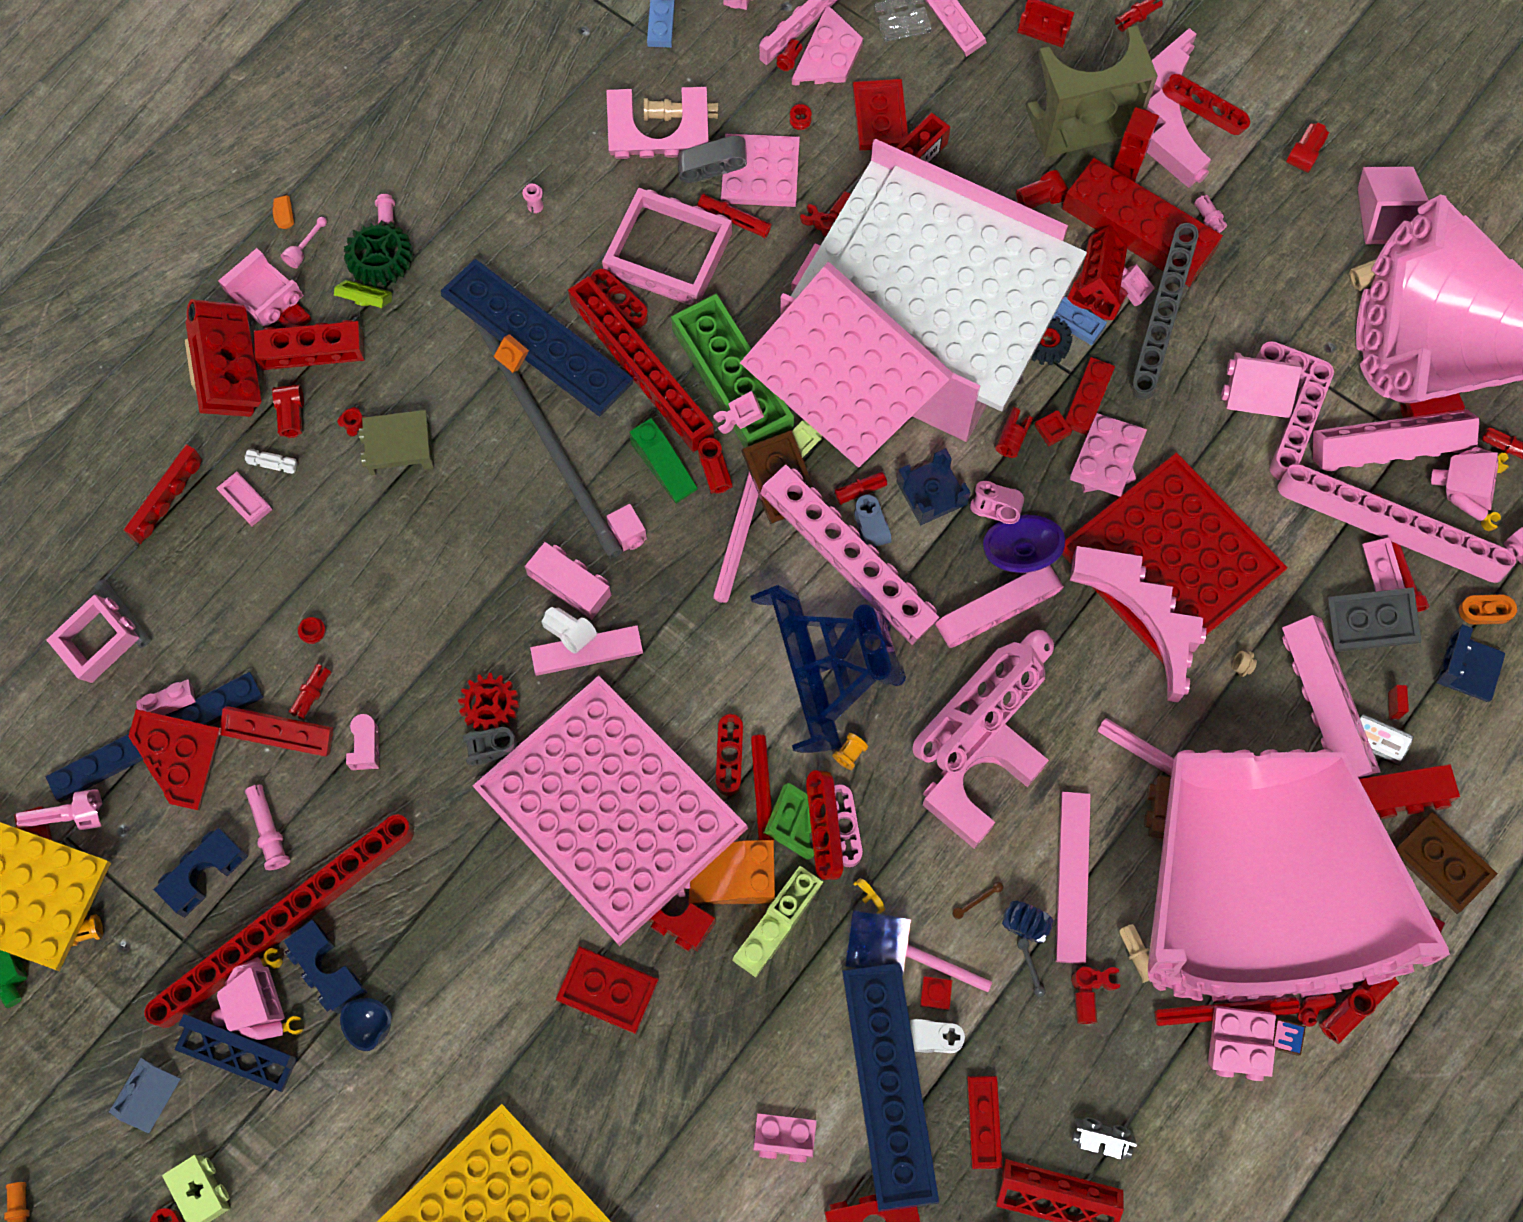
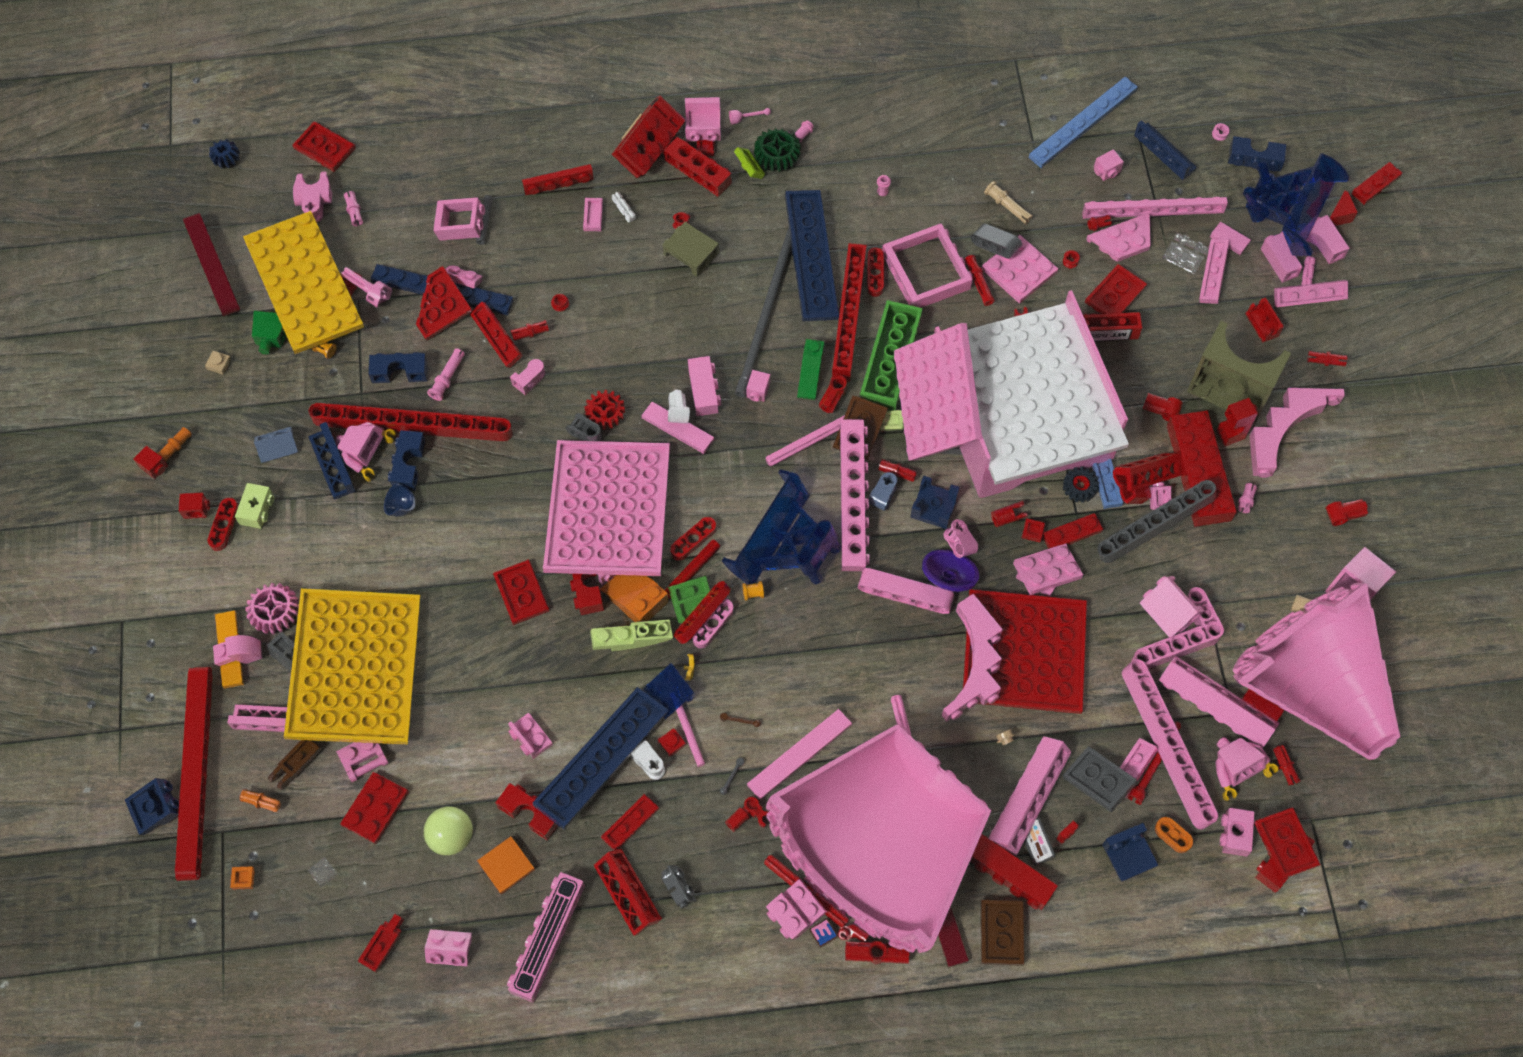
camera: 45 degrees right, 5 degrees down
(283, 212) = (753, 91): orange piece -> none
(288, 404) = (658, 186): red piece -> none
(511, 353) = (788, 251): orange plate -> none
(627, 140) = (963, 193): bright pink arch -> none
(743, 413) = (870, 376): bright pink plate -> none
(948, 798) = (827, 653): bright pink arch -> none
(967, 731) = (815, 629): bright pink piece -> none
(1027, 921) = (750, 749): dark blue gear -> none
(1231, 118) = (1311, 436): red beam -> none

